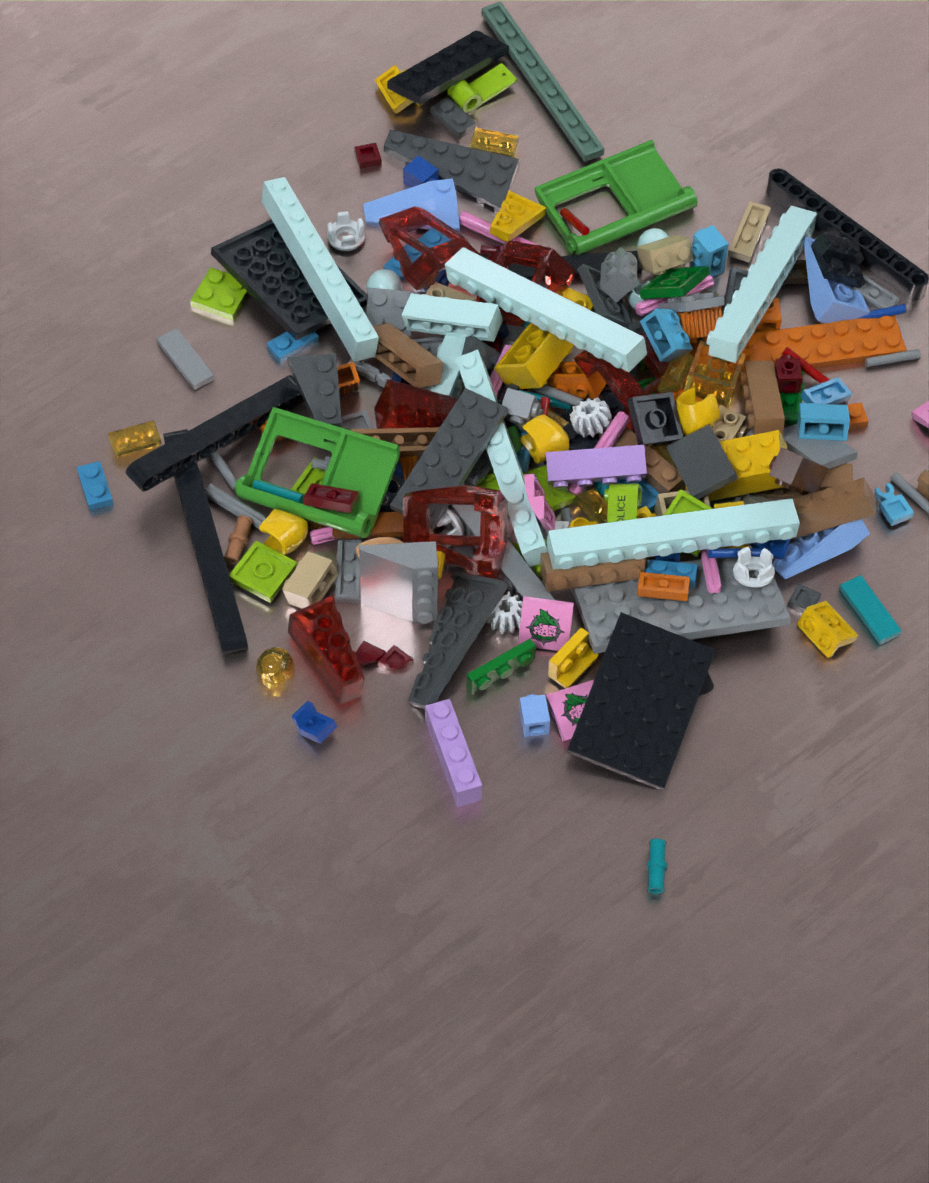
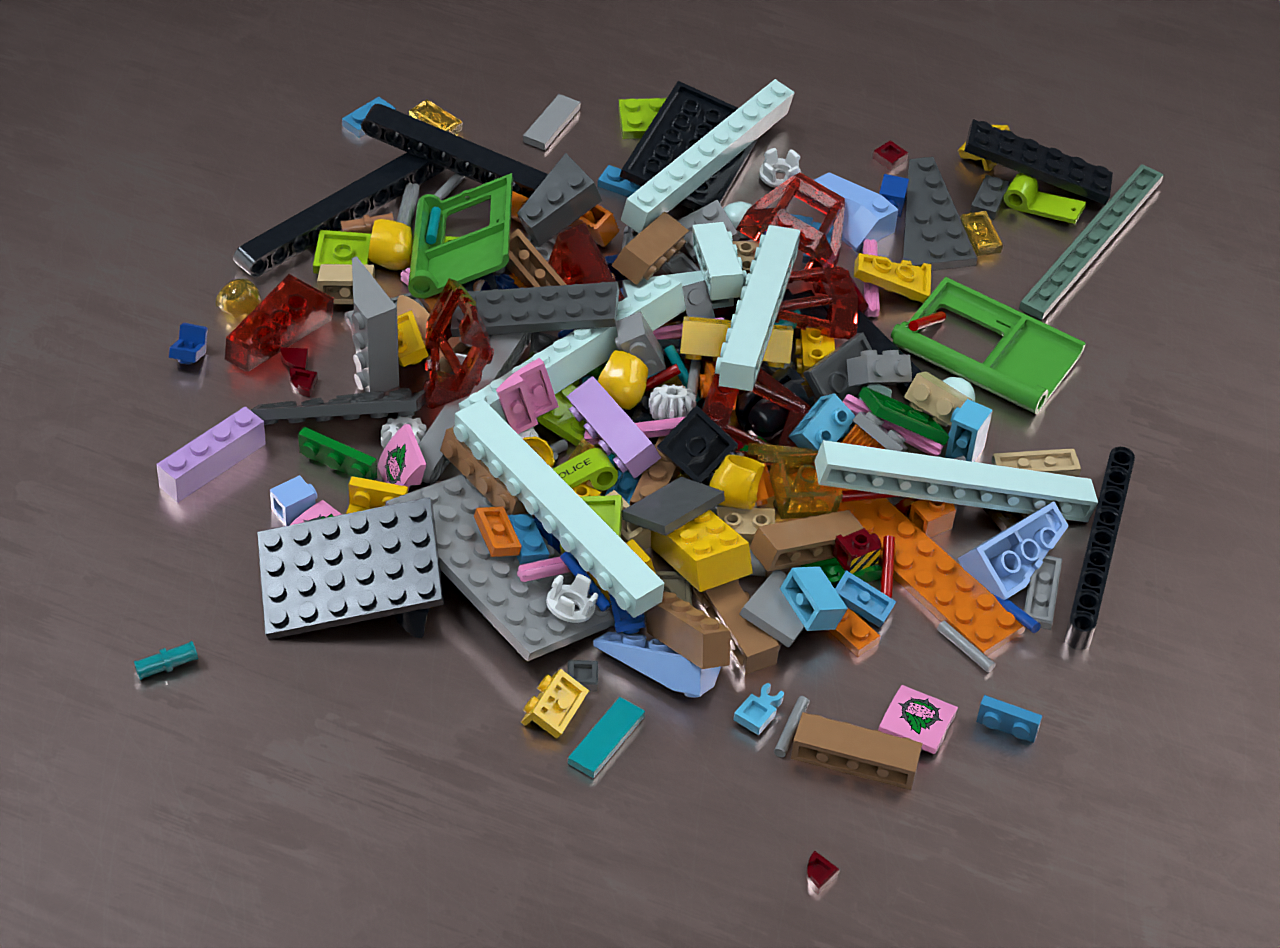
camera: 60 degrees right, 10 degrees down
(331, 498) = (433, 248): dark red plate -> none
(797, 472) = (696, 569): reddish brown brick -> none
(839, 259) = (1046, 540): black plate -> none

